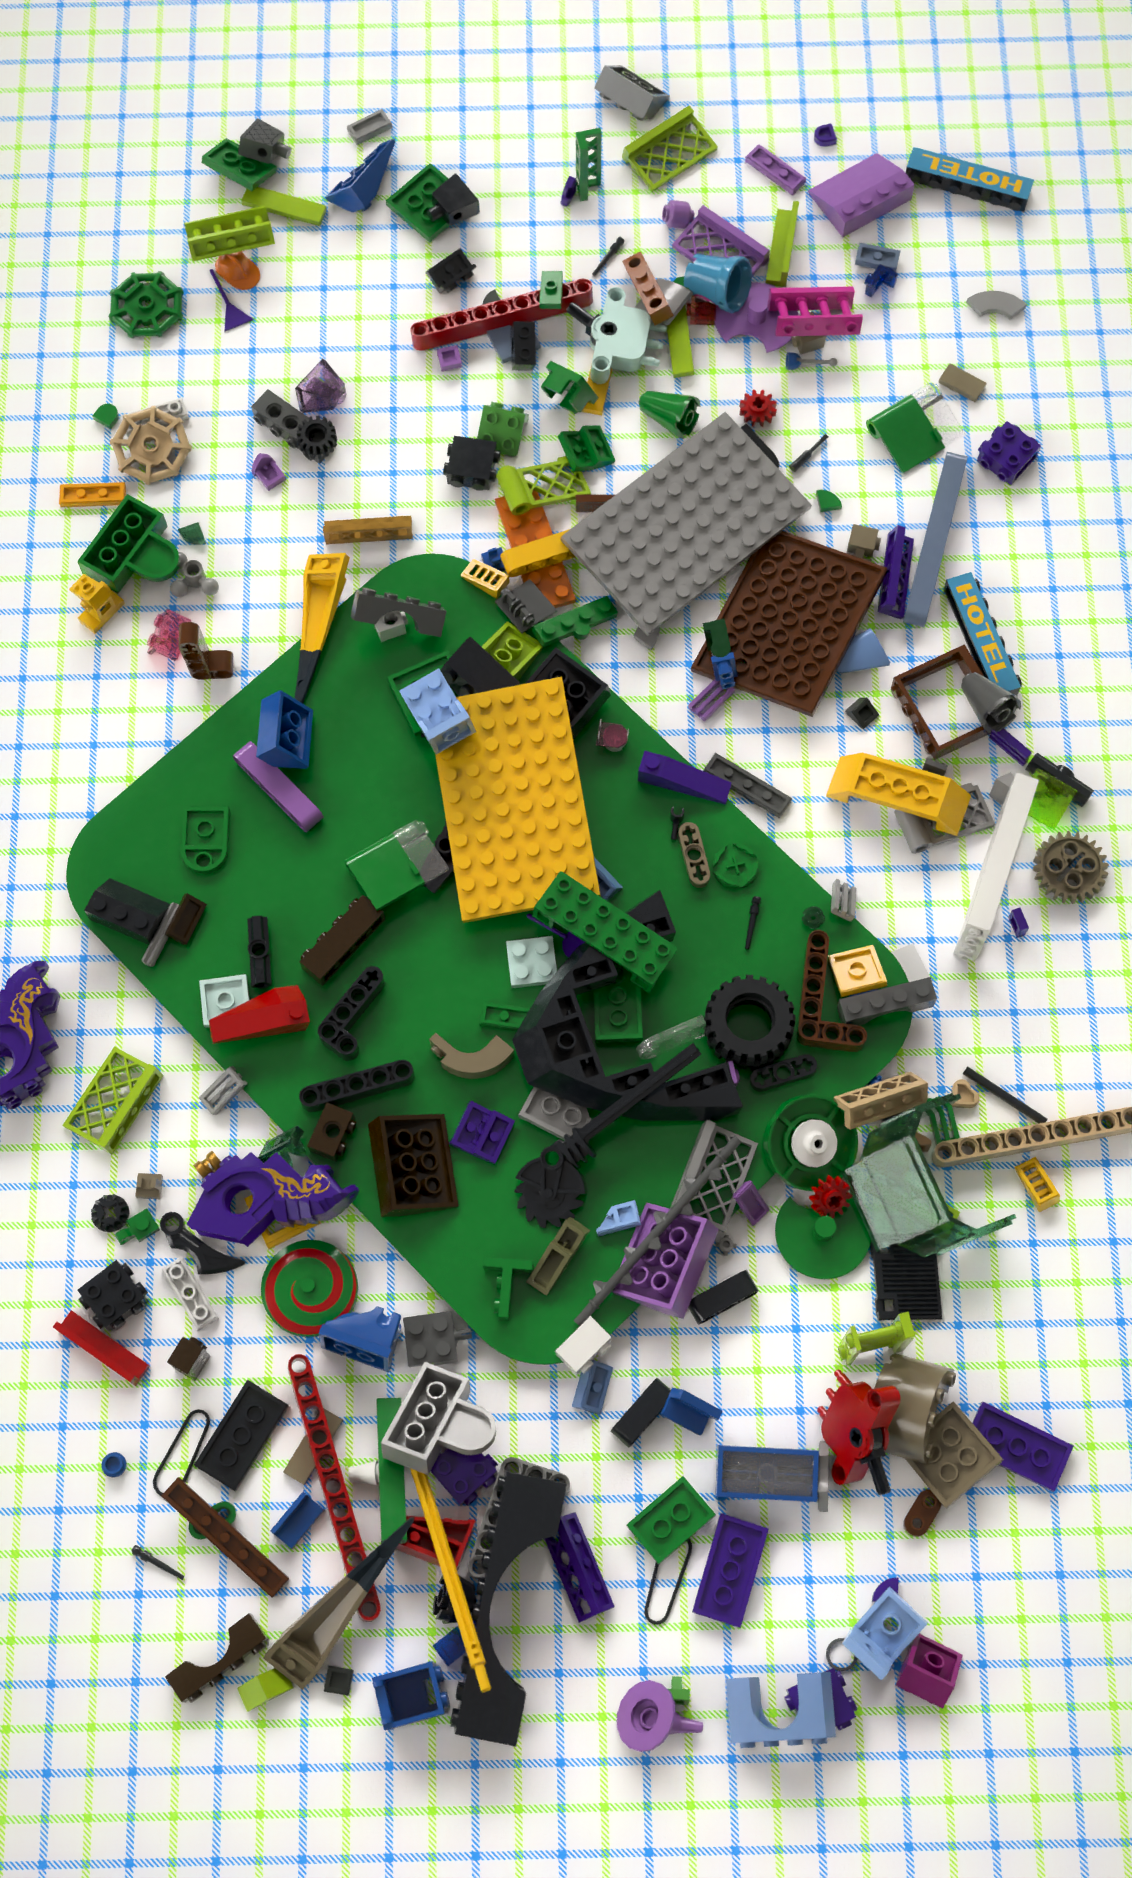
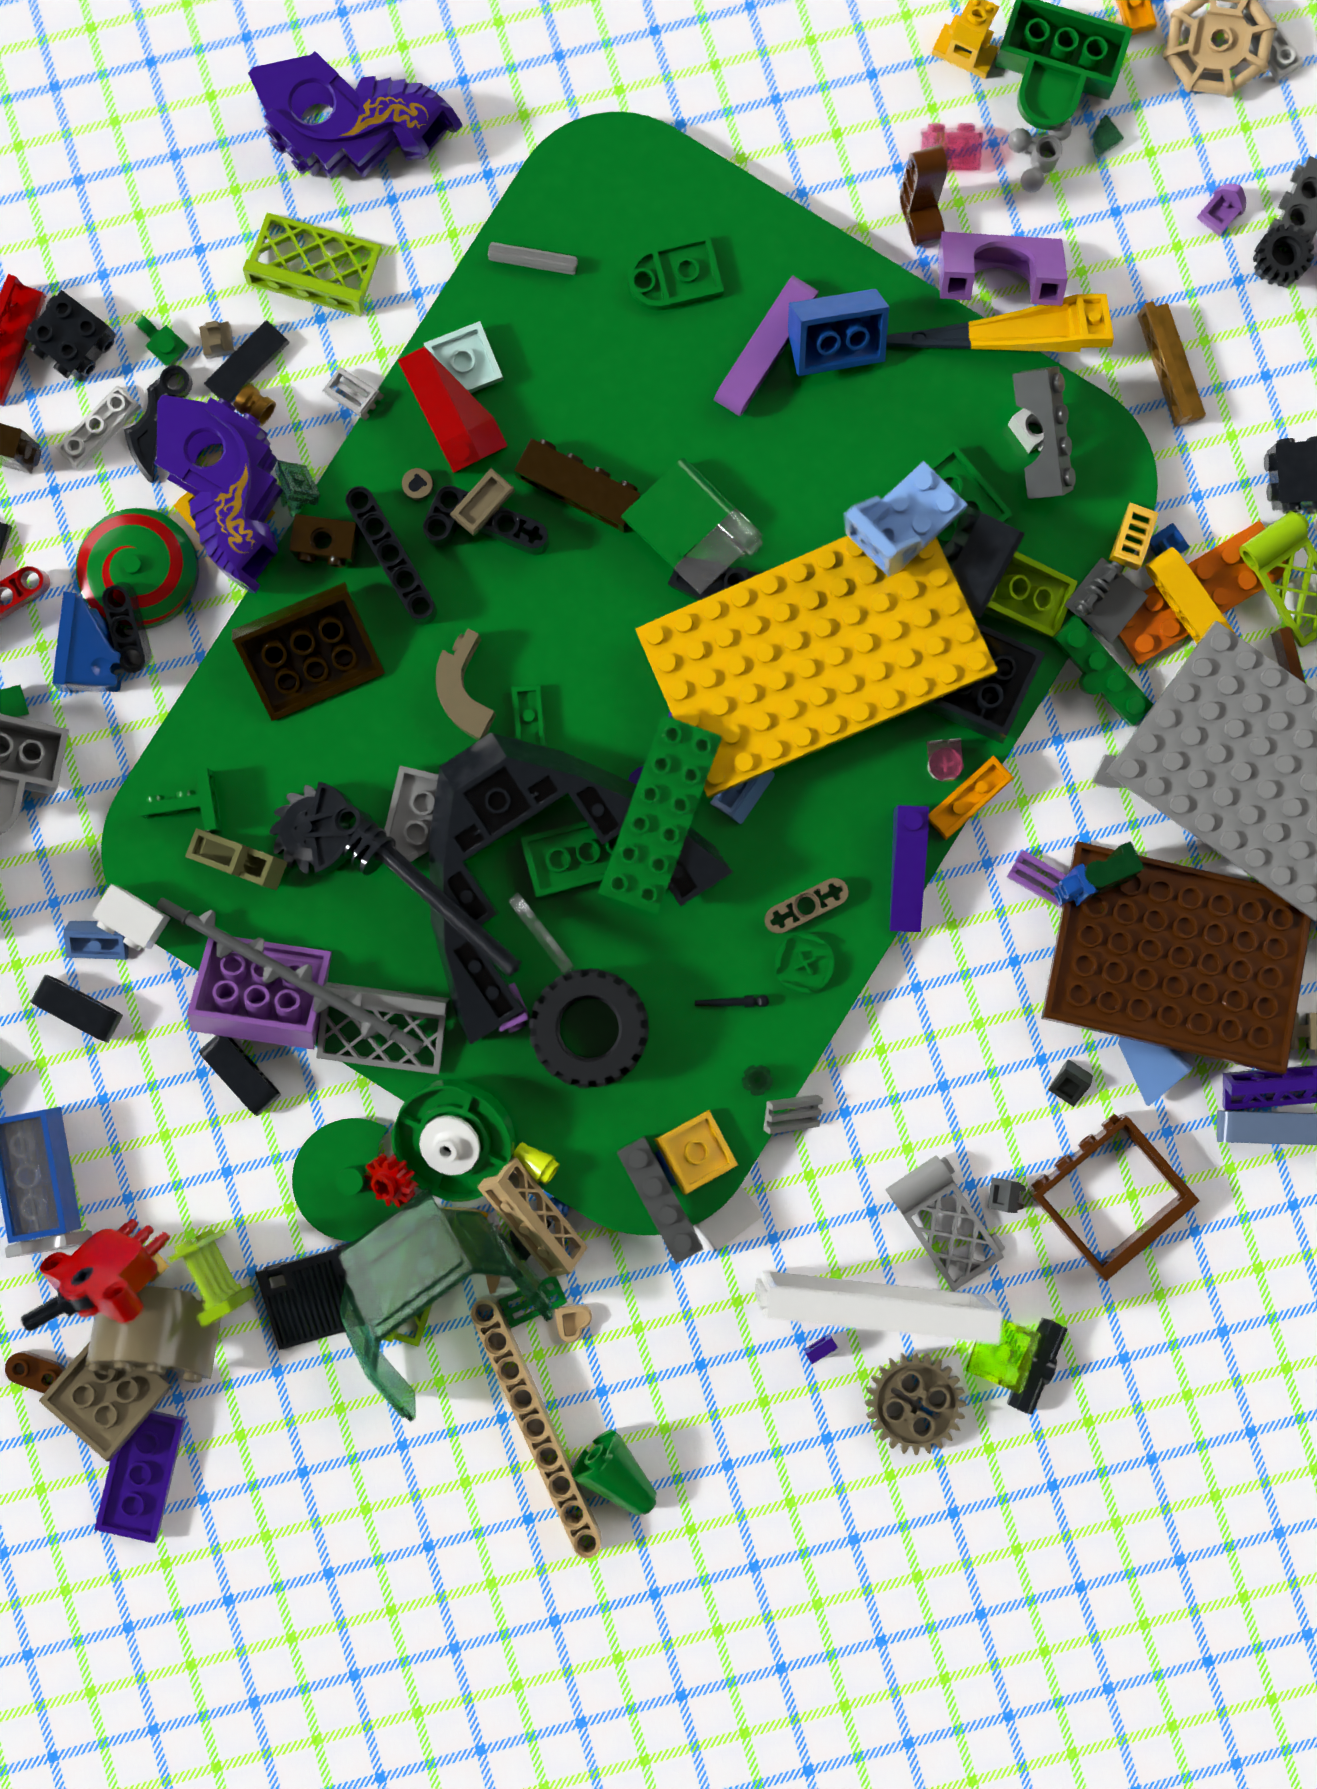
camera: 75 degrees right, 15 degrees up
(110, 1224) = (176, 315): black gear -> none
(126, 910) = (553, 203): black slope -> none
(174, 1168) = (247, 362): none -> black tile
(185, 919) = (558, 281): dark brown tile -> none
(259, 965) = (556, 378): black piece -> none
(270, 593) = (1034, 258): none -> medium lavender arch
(307, 1056) = (417, 484): none -> dark tan tile
(338, 1005) = (482, 502): none -> dark tan tile
(344, 1299) = (131, 612): none -> black beam
(432, 1339) = (106, 732): dark grey plate -> none
(482, 1132) = (371, 726): dark purple slope -> none
(531, 961) = (610, 732): light aqua plate -> none
(620, 1218) = (302, 924): light blue tile -> none
(642, 726) = (969, 797): none -> light orange tile
(676, 819) = (845, 872): black hand -> none
(689, 1411) = (88, 1064): blue panel -> none
(726, 1245) = (308, 1062): light grey piece -> none
(749, 785) = (928, 954): dark grey tile -> none
(751, 1202) = (362, 1081): medium lavender tile -> none
(801, 1073) = (558, 1101): black beam -> none
(815, 1000) = (644, 1108): reddish brown beam -> none
(842, 1083) = (538, 1163): none -> neon yellow cone
(901, 789) = (963, 1156): yellow slope -> none
(981, 632) = (1221, 1221): brick -> none
(990, 702) = (1118, 1251): dark grey cone -> none
(1001, 787) = (1001, 1295): light grey slope -> none
(1004, 1095) = (583, 1374): black bar -> none
(1011, 746) = (1071, 1290): dark purple tile -> none
(1046, 1202) = (471, 1428): yellow slope -> none
(1082, 1086) = (615, 1474): none -> green cone

